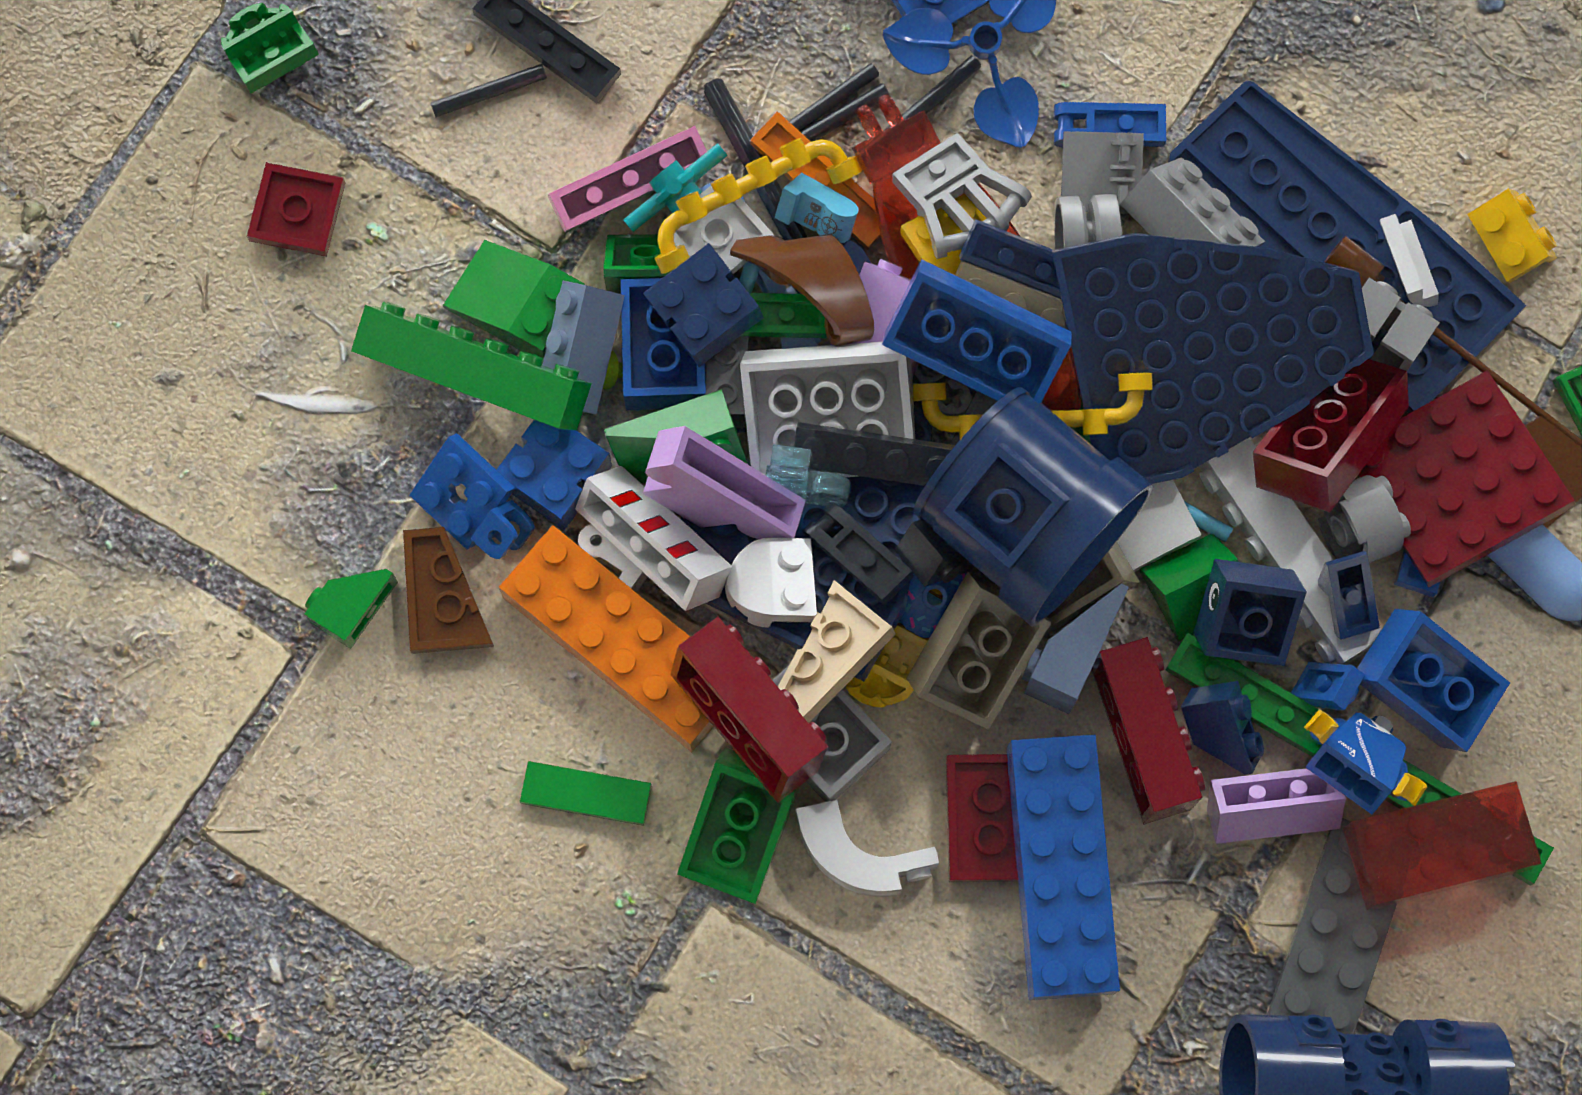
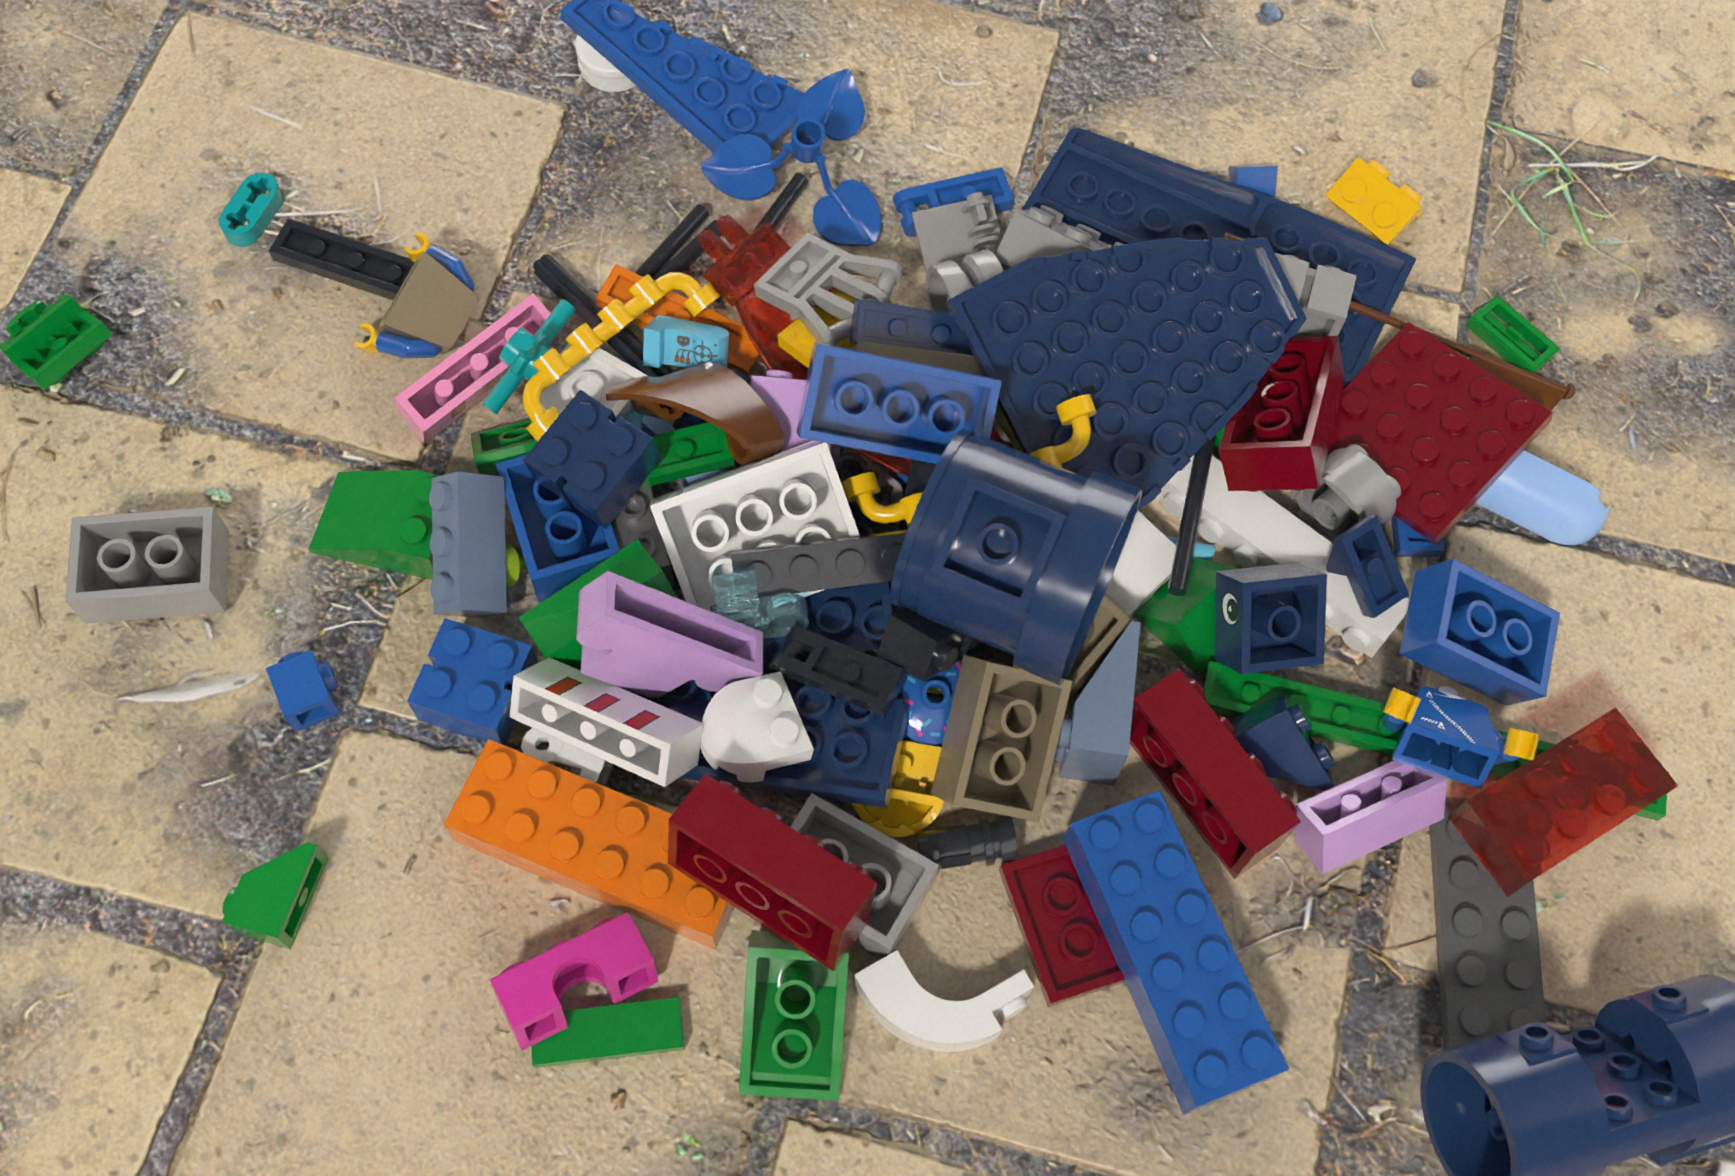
camera: 20 degrees left, 10 degrees down
(296, 209) = (120, 482): dark red plate -> none
(306, 285) = (147, 565): none -> light grey brick
(411, 432) = (304, 689): none -> blue brick
(439, 597) = (379, 859): reddish brown wing -> none
(472, 367) = (353, 594): green brick -> none
(486, 509) = (408, 748): blue plate -> none
(488, 90) = (306, 327): black bar -> none
(600, 107) = (429, 307): none -> dark tan torso
(602, 731) = (607, 955): none -> dark pink arch
(838, 647) = (847, 778): tan wing -> none
(926, 729) = (970, 843): none -> black axle
(1213, 502) = (1190, 519): none -> black bar
(1328, 685) = (1378, 669): blue plate -> none
(1405, 179) = (1255, 177): none -> blue slope
(1410, 261) = (1294, 231): white slope -> none

